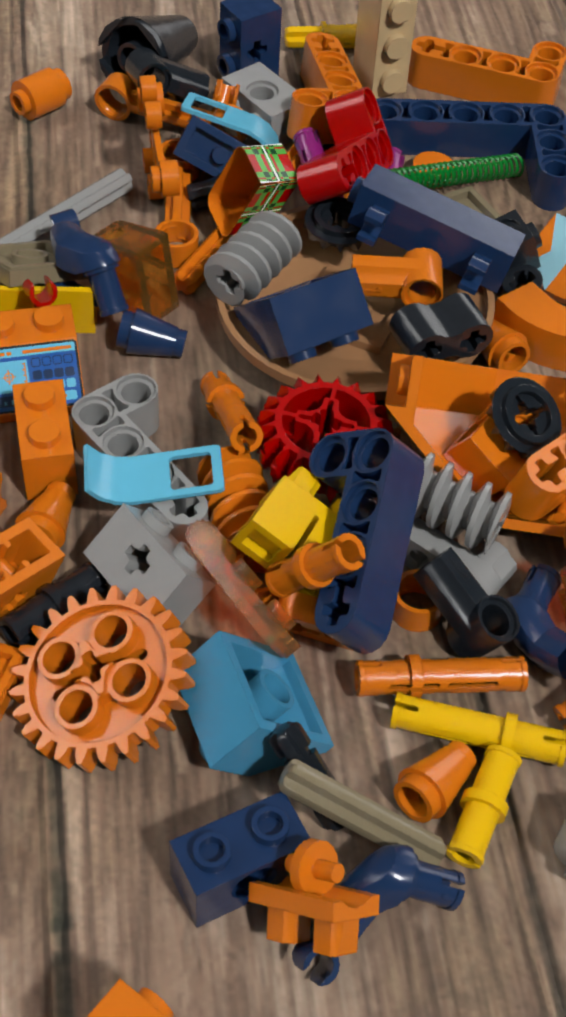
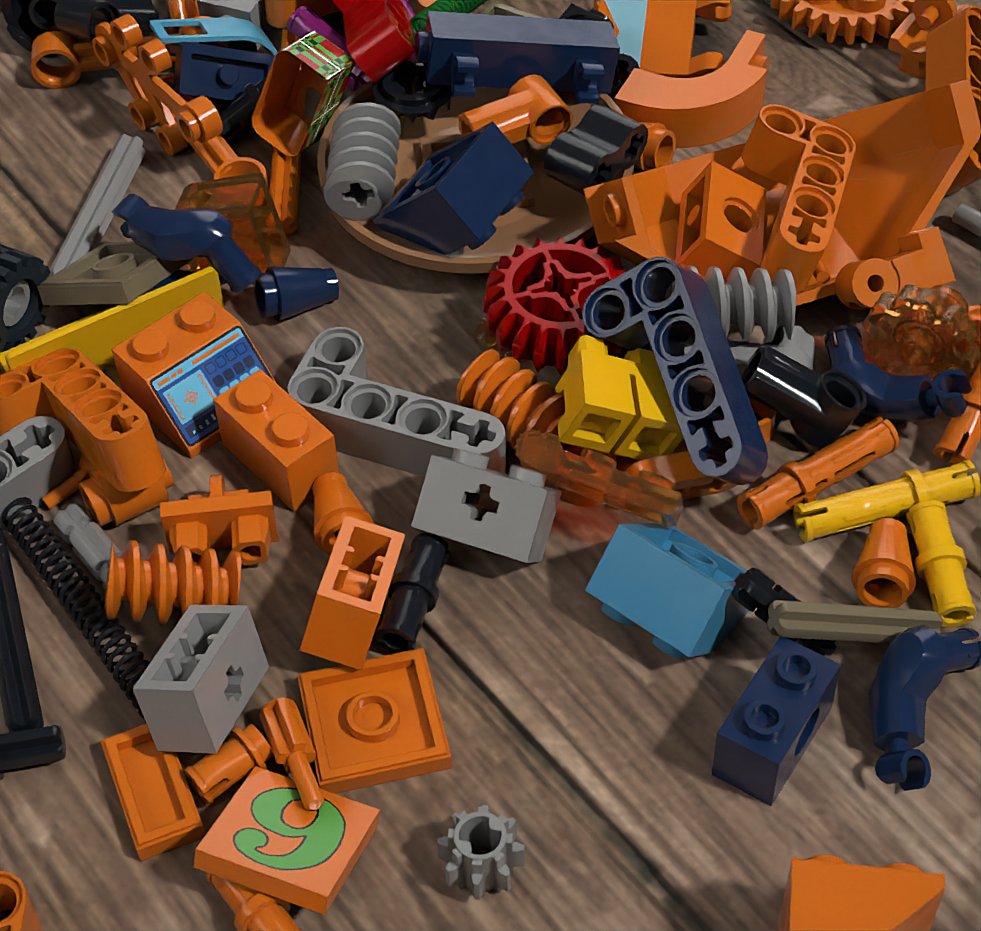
camera: 25 degrees left, 0 degrees up
(44, 298) = (172, 296): red hand -> none
(102, 679) = (573, 658): orange gear -> none
(145, 477) = (422, 423): medium azure piece -> none
(229, 408) = (433, 318): orange pin -> none
(312, 894) = (854, 725): orange hips -> none
(315, 565) = (673, 417): orange pin -> none
(525, 396) = (758, 203): black gear -> none

